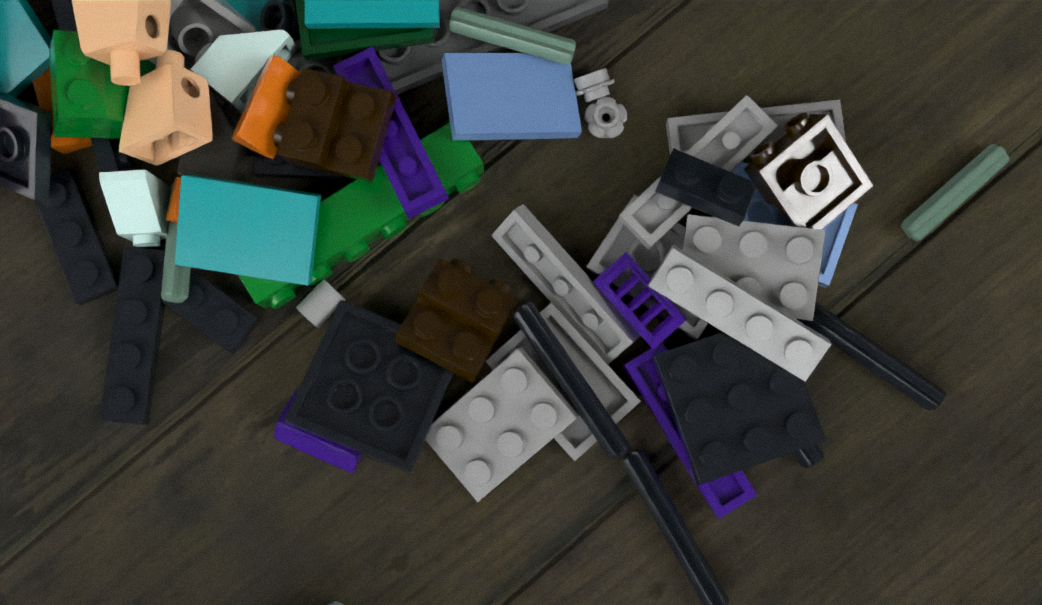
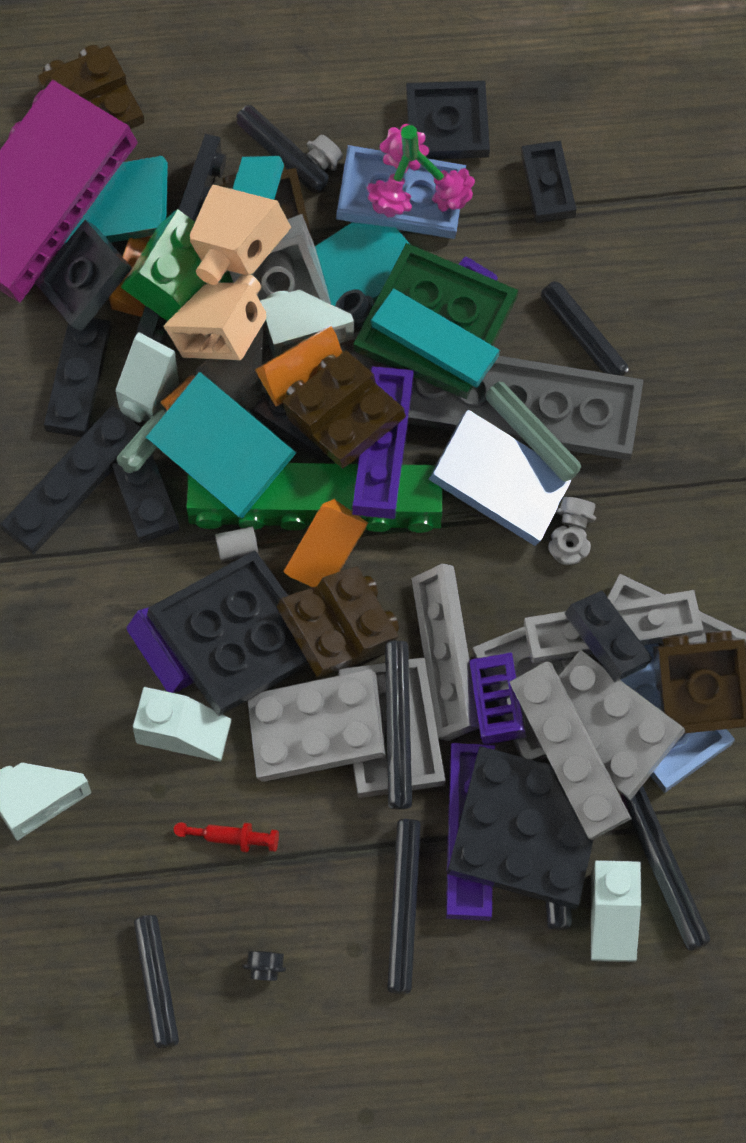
camera: 30 degrees right, 15 degrees down
(381, 501) = (180, 725): none -> light aqua slope
(401, 256) = (325, 544): none -> orange slope
(492, 565) = (231, 835): none -> red piece
(853, 419) = (615, 910): none -> light aqua slope

